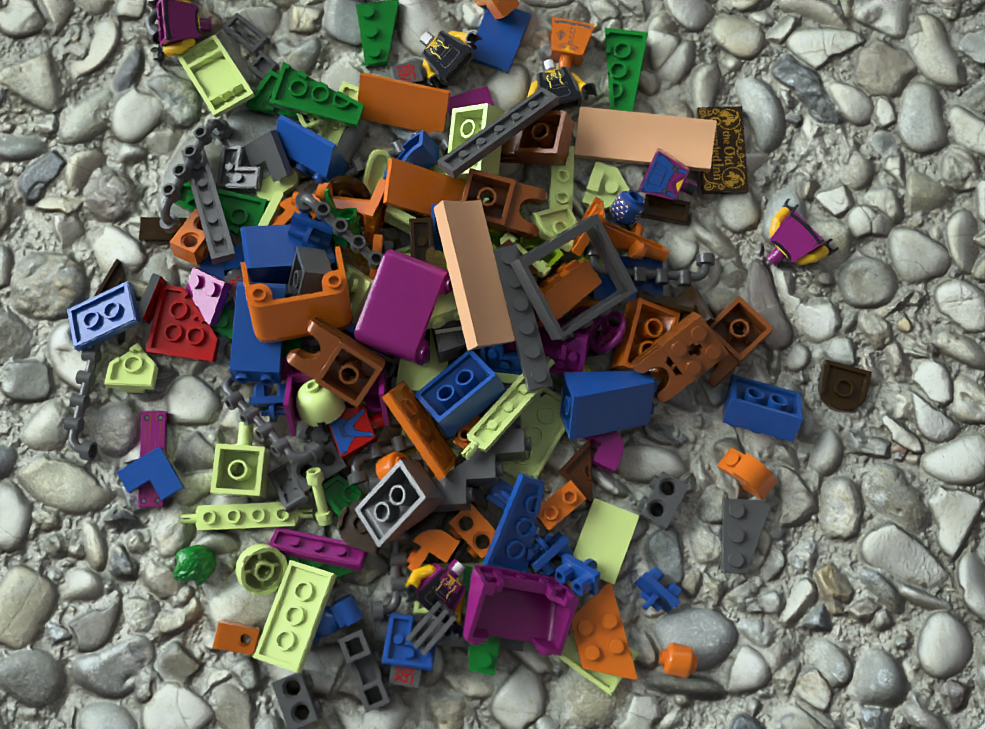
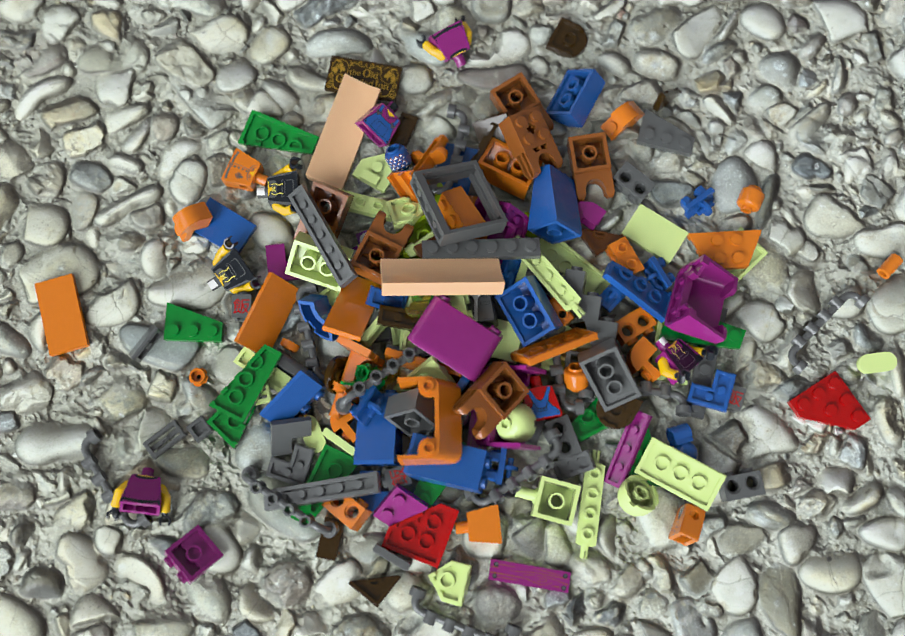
camera: 80 degrees left, 0 degrees up
(103, 316) = (400, 599): tile -> none
(123, 89) = (192, 555): none -> magenta plate
(152, 468) = (539, 574): blue tile -> none
(194, 564) = (623, 551): green hair -> none
(200, 392) = (482, 525): none -> orange torso
(215, 76) = (201, 470): yellowish green slope -> none
(315, 479) = (576, 439): yellowish green bar -> none
(318, 46) = (193, 376): none -> orange plate
(368, 674) = (727, 427): dark grey arch -> none
(373, 137) = (289, 345): none -> orange tile
(375, 168) = (321, 347): yellowish green tile -> none
(418, 643) = (716, 380): dark grey tile -> none
(580, 573) = (680, 251): blue hips -> none
(610, 335) = (503, 189): magenta piece -> none
(666, 441) = (590, 170): none -> dark orange brick
(793, 526) = (665, 98): none -> dark brown tile

